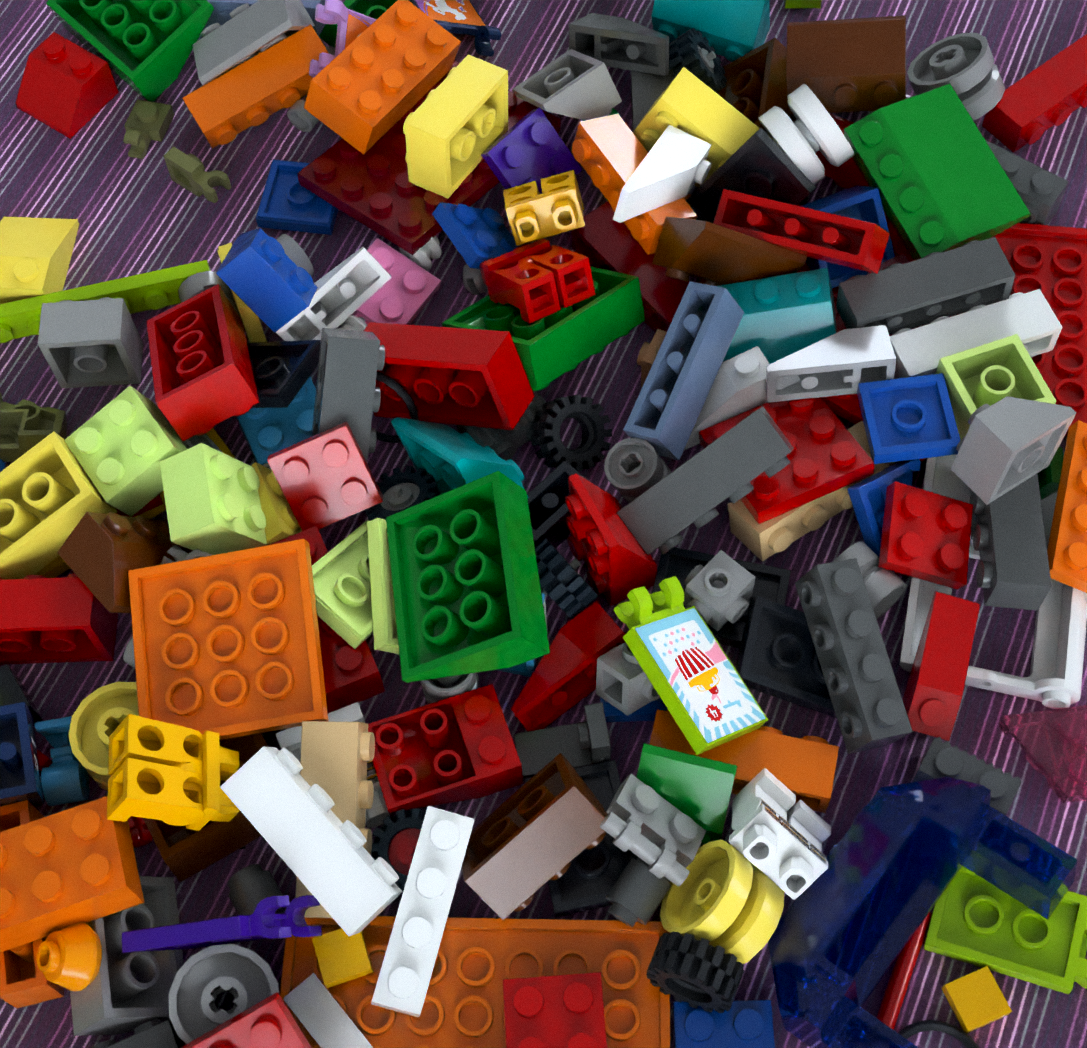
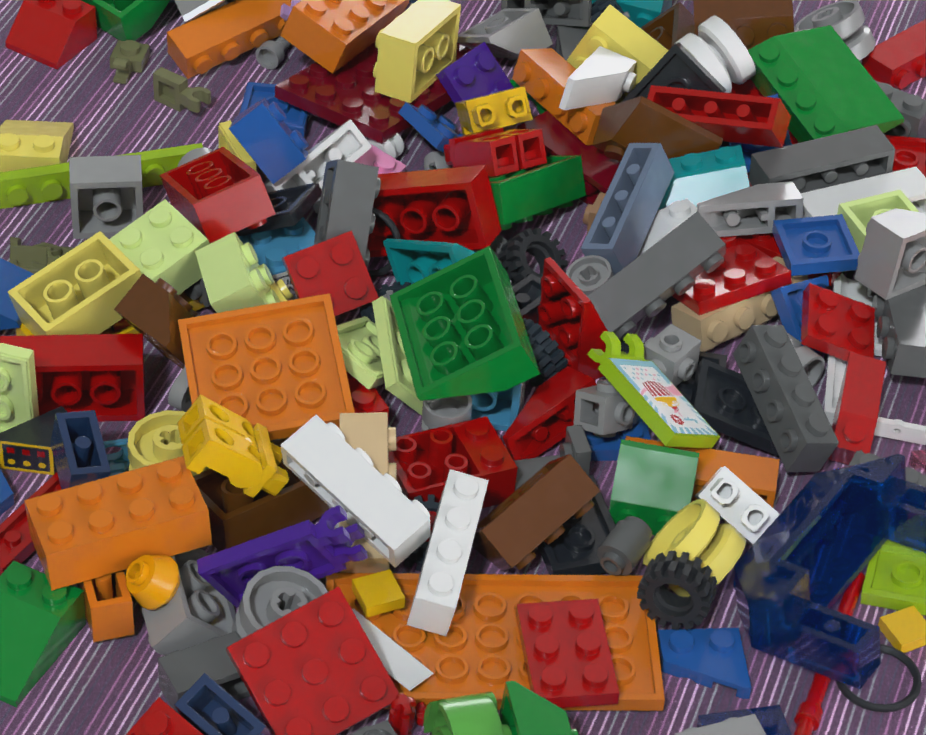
camera: 10 degrees left, 20 degrees down
(653, 830) = (622, 486): light grey plate -> none

